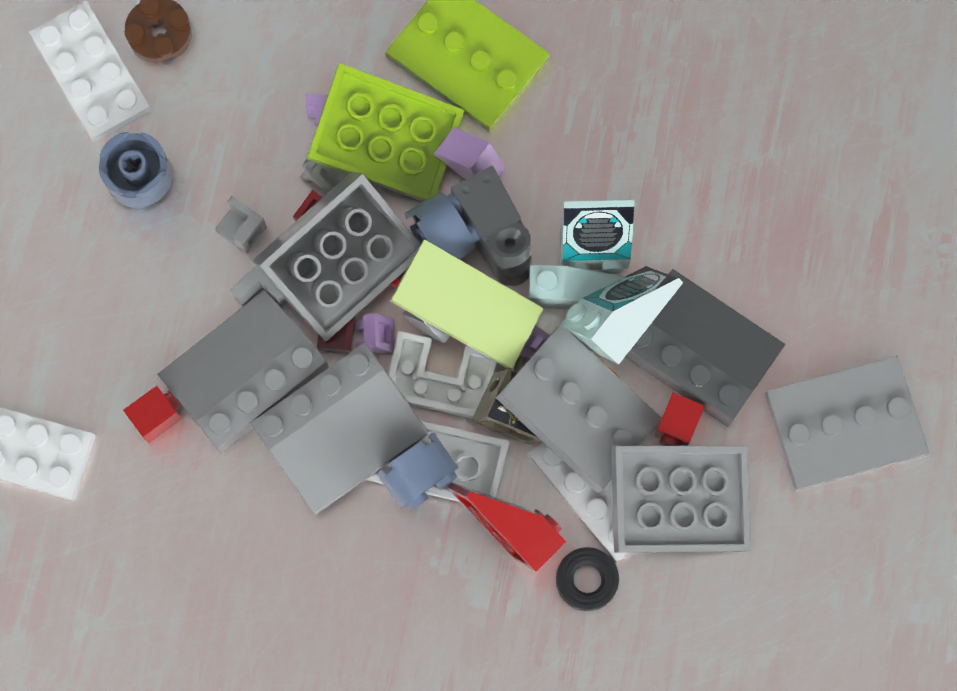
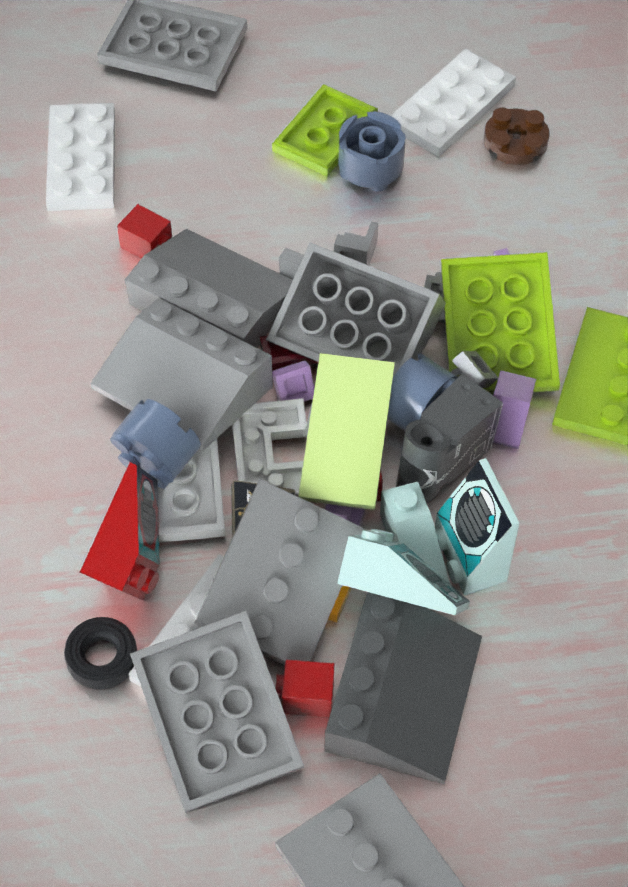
camera: 70 degrees right, 20 degrees down
(77, 203) = (314, 131): none -> lime tile
(430, 175) = (475, 368): none -> light grey tile

